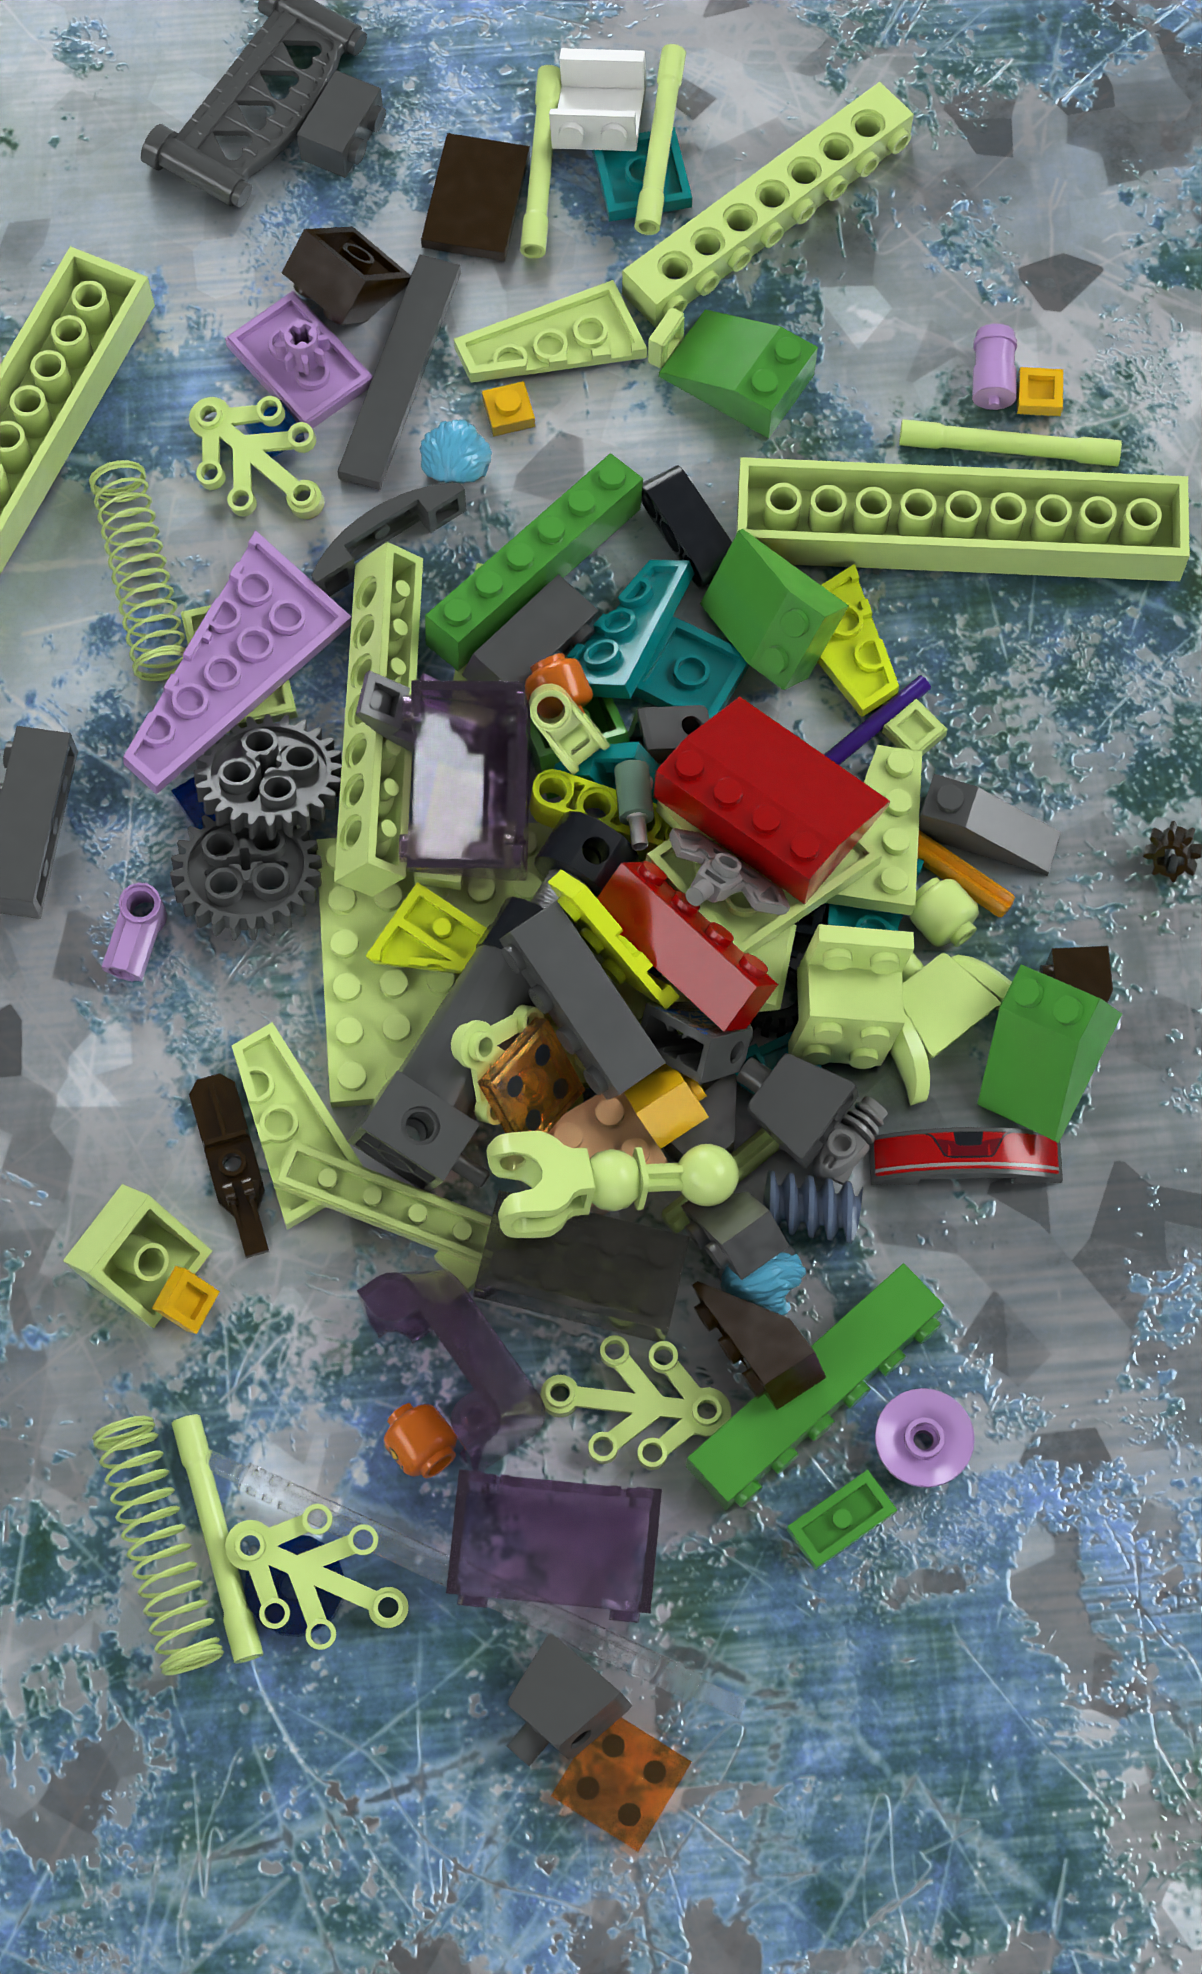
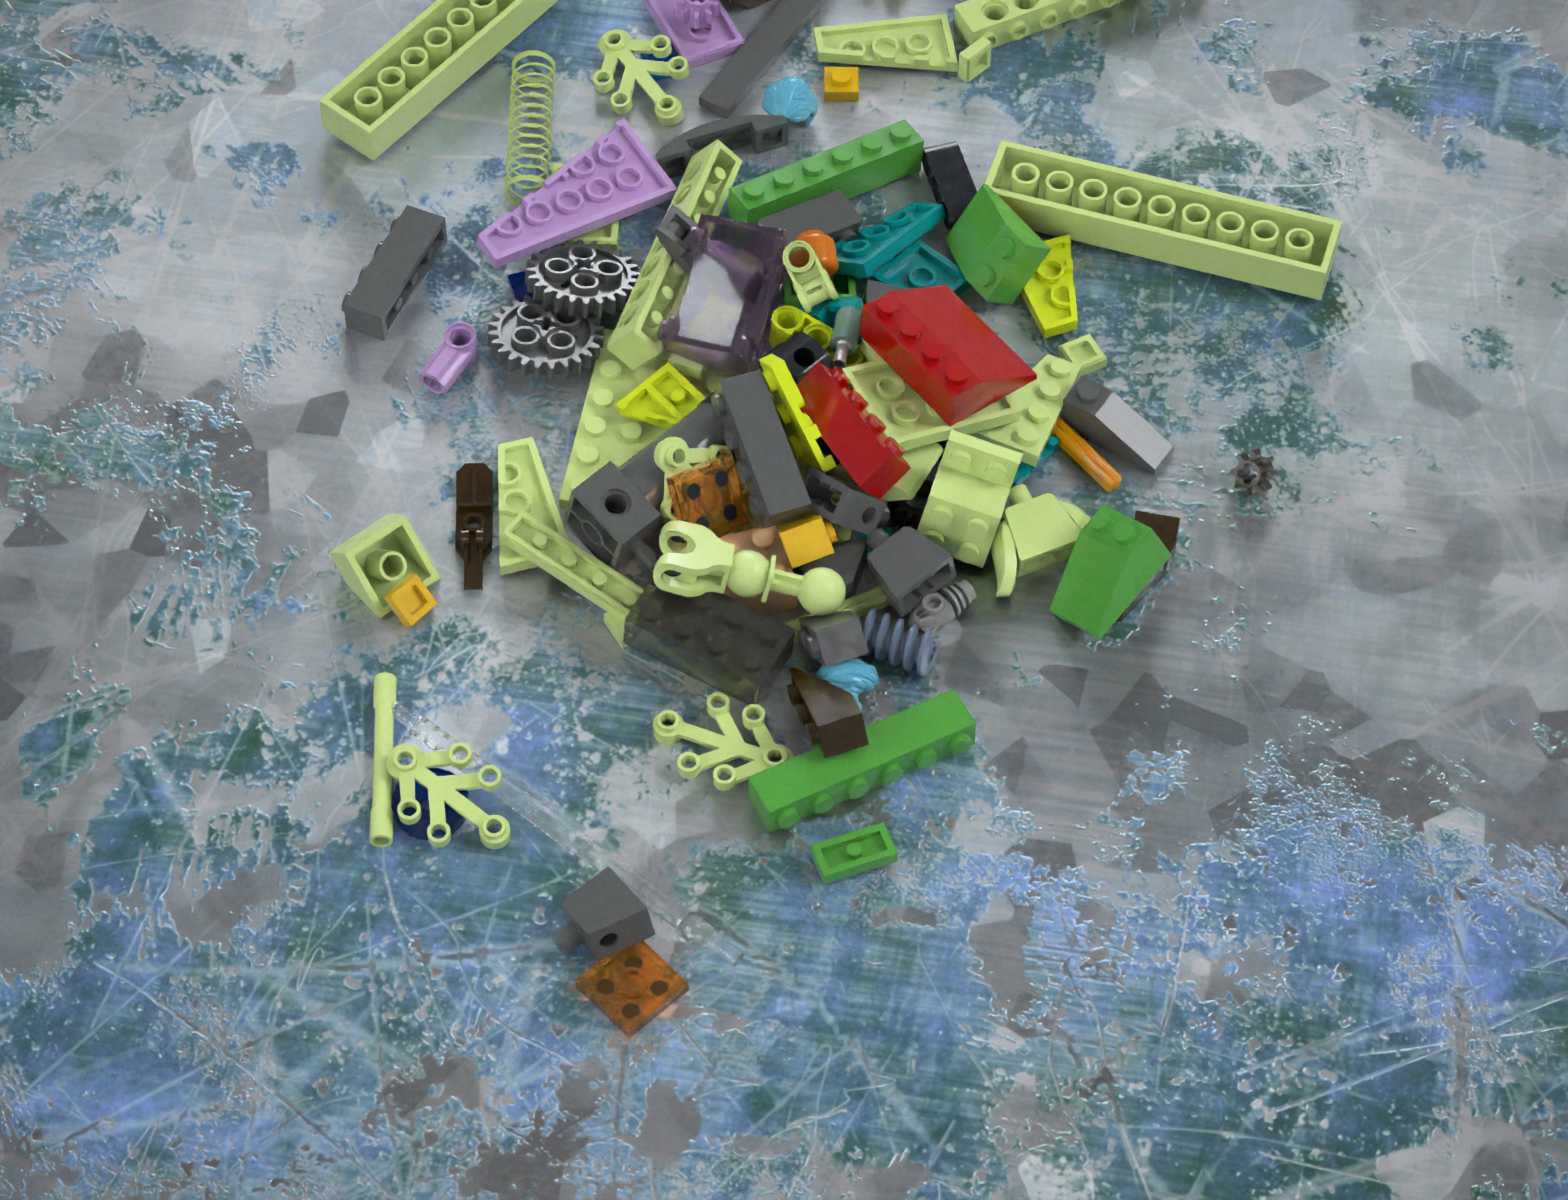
camera: 15 degrees right, 15 degrees down
(202, 1652) = (339, 813): yellowish green piece -> none
(420, 1440) = (553, 726): orange head -> none
(504, 1404) = (611, 705): clear purple windscreen -> none
(554, 1543) = (629, 807): clear purple windscreen -> none
(725, 875) = (891, 388): light grey piece -> none
(742, 368) = (1029, 93): bright green slope -> none
(877, 720) = (1051, 345): dark purple bar -> none
(939, 1418) = (934, 799): lavender dish -> none
(944, 912) = (1063, 473): yellowish green head -> none
(964, 1154) = (1031, 636): slope -> none
(994, 367) = (1221, 128): lavender piece -> none
(1040, 391) = (1252, 152): yellow plate -> none
(1082, 449) = (1163, 166): yellowish green piece -> none

